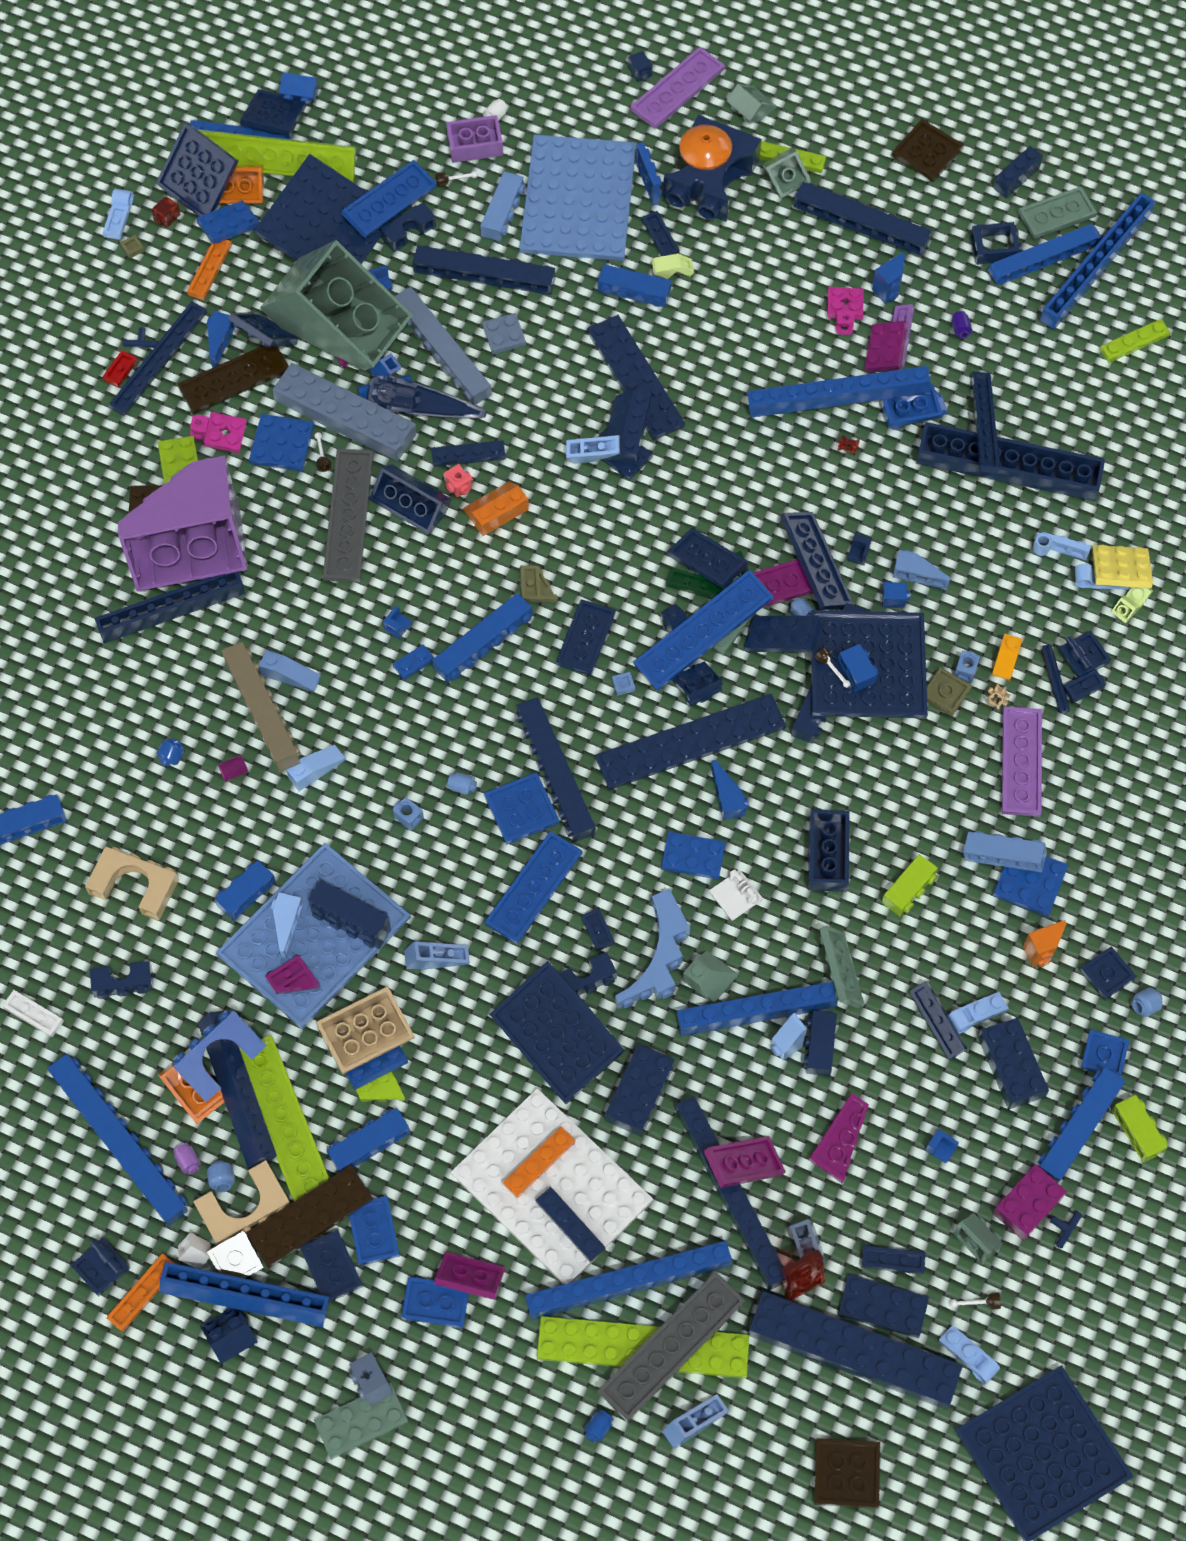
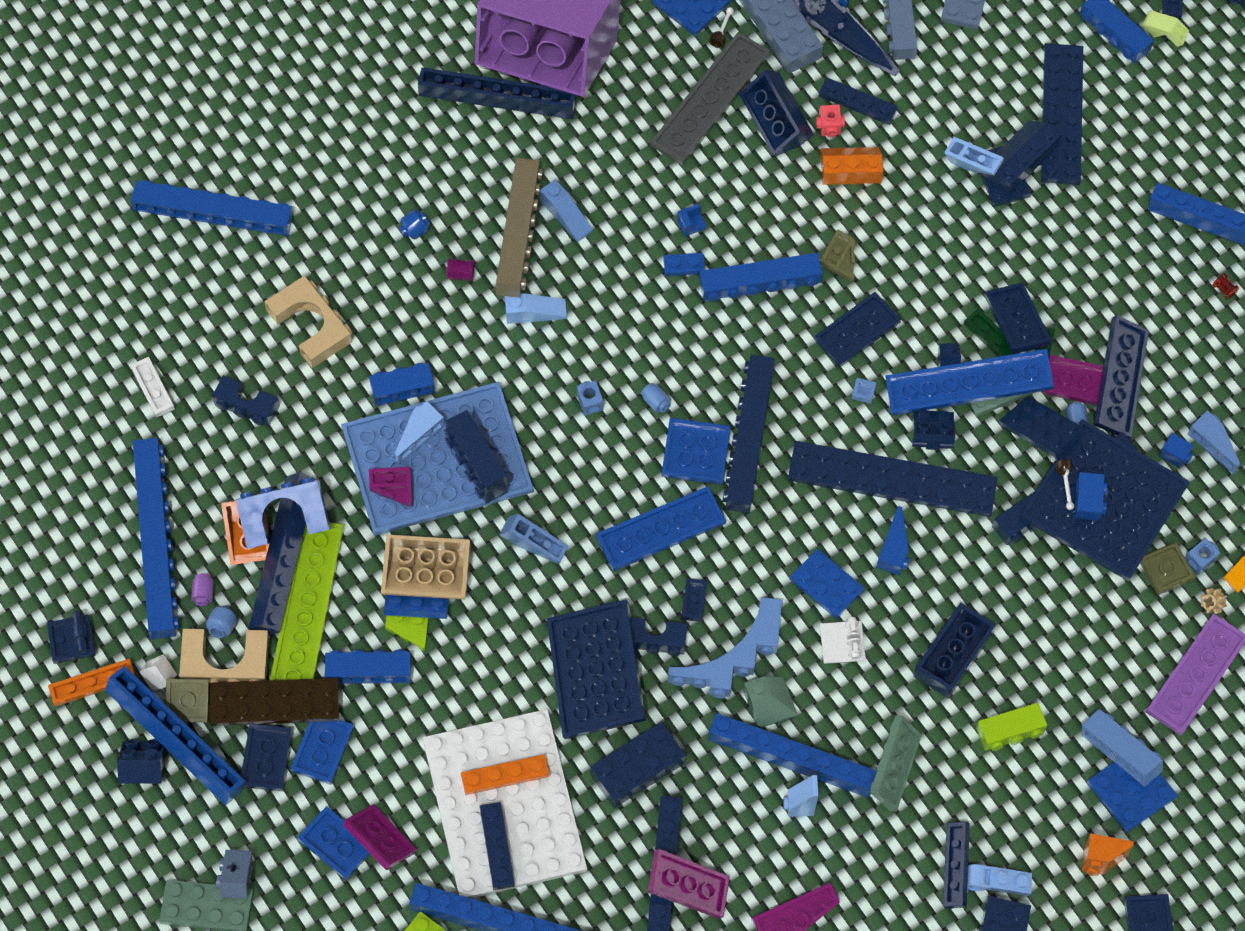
camera: 30 degrees right, 0 degrees up
(820, 1043) = (831, 821): dark blue brick -> none
(859, 549) = (1171, 390): dark blue panel -> none

